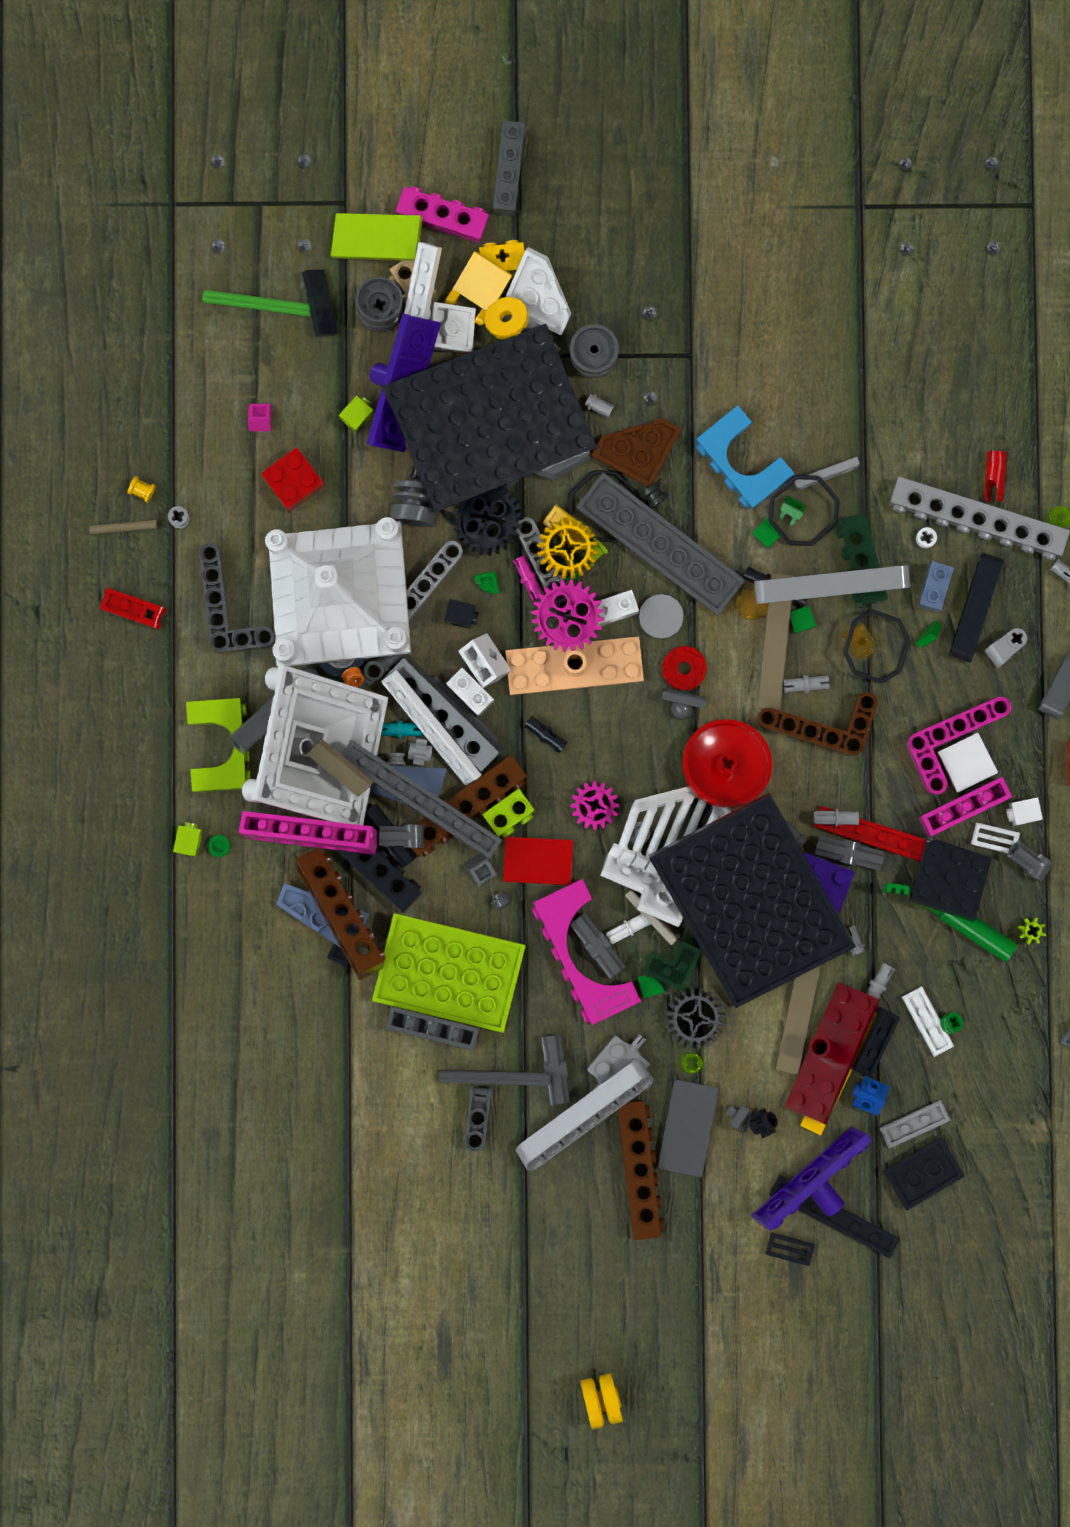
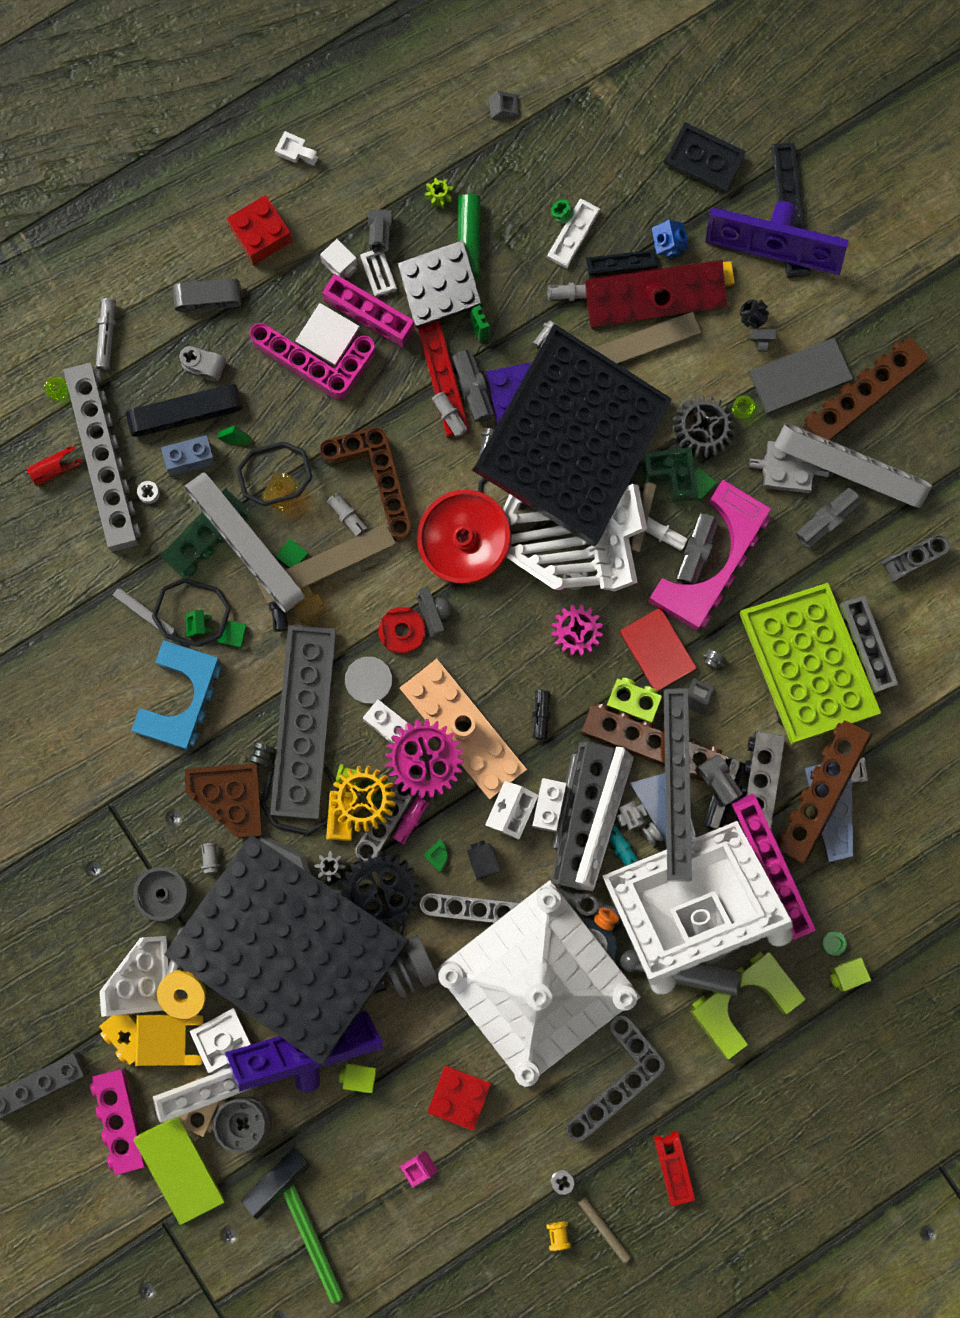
camera: 125 degrees left, 5 degrees down
(339, 767) = (699, 873): dark tan tile -> none
(493, 1077) = (872, 564): dark grey axle -> none
(527, 490) = (329, 874): none -> light grey gear
(771, 1243) = (832, 226): black tile -> none
(914, 1124) = (667, 191): light grey tile -> none

